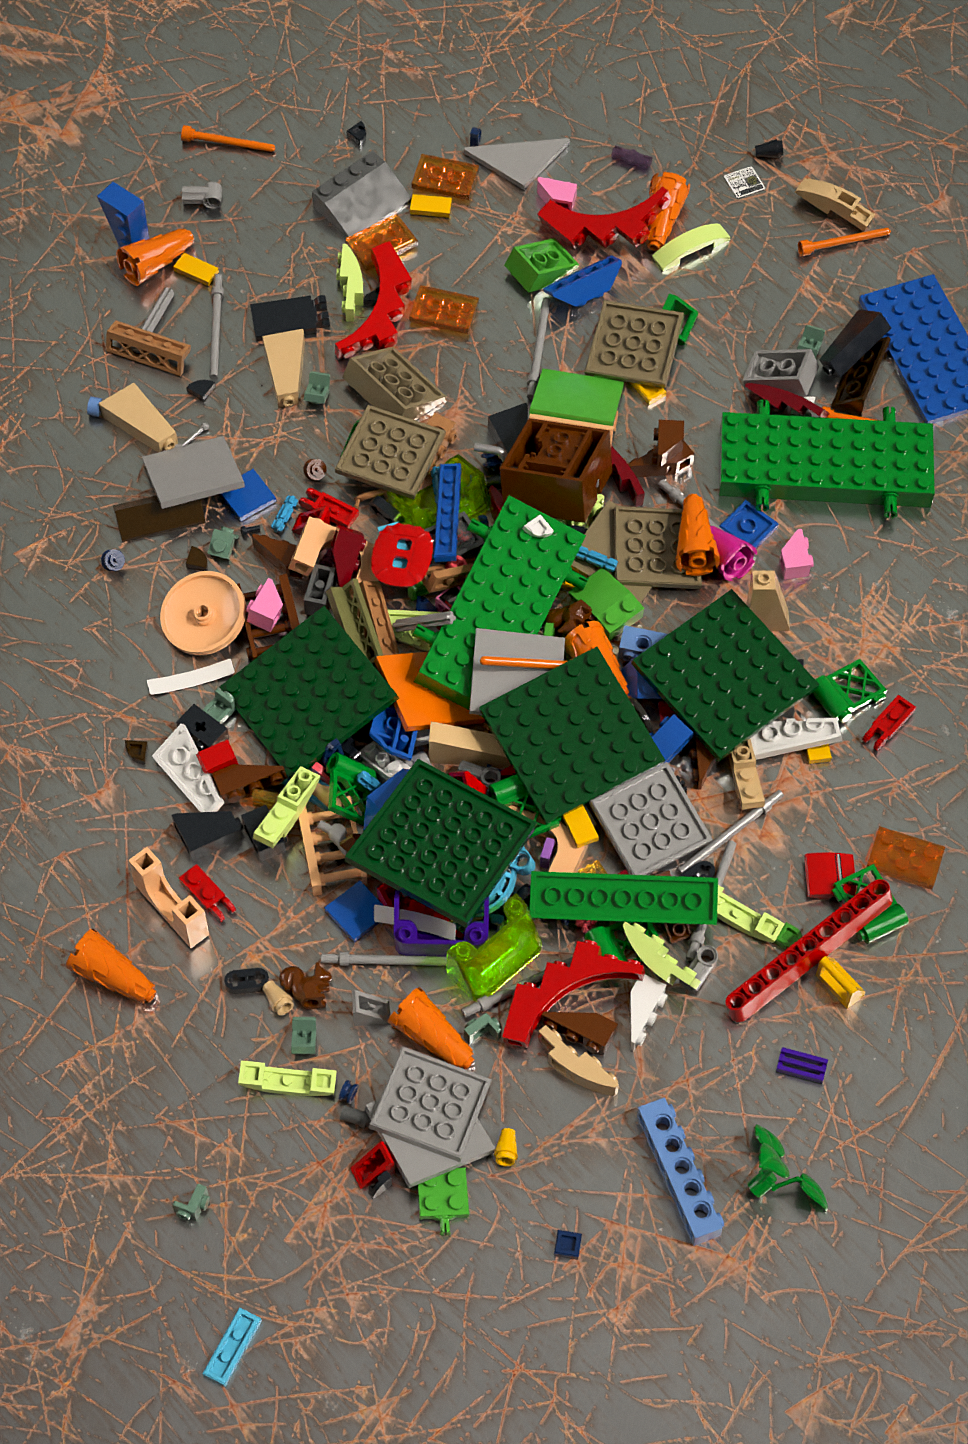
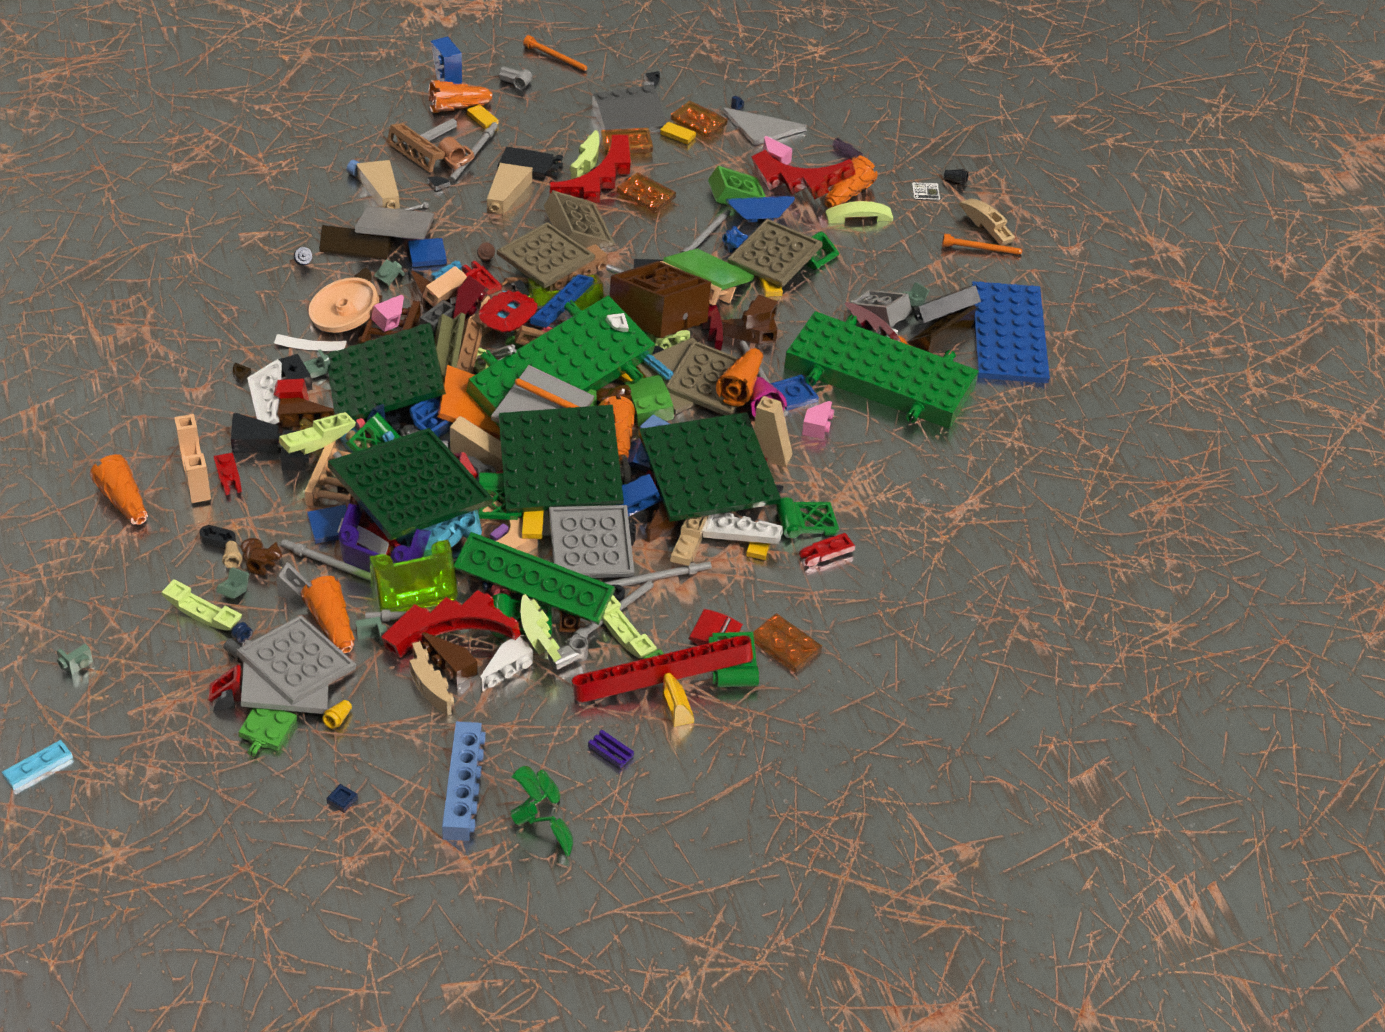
camera: 20 degrees right, 15 degrees down
(199, 339) = (455, 153): none -> nougat piece
(317, 388) = (522, 207): sand green bracket -> none
(579, 340) = (733, 238): none -> blue rock

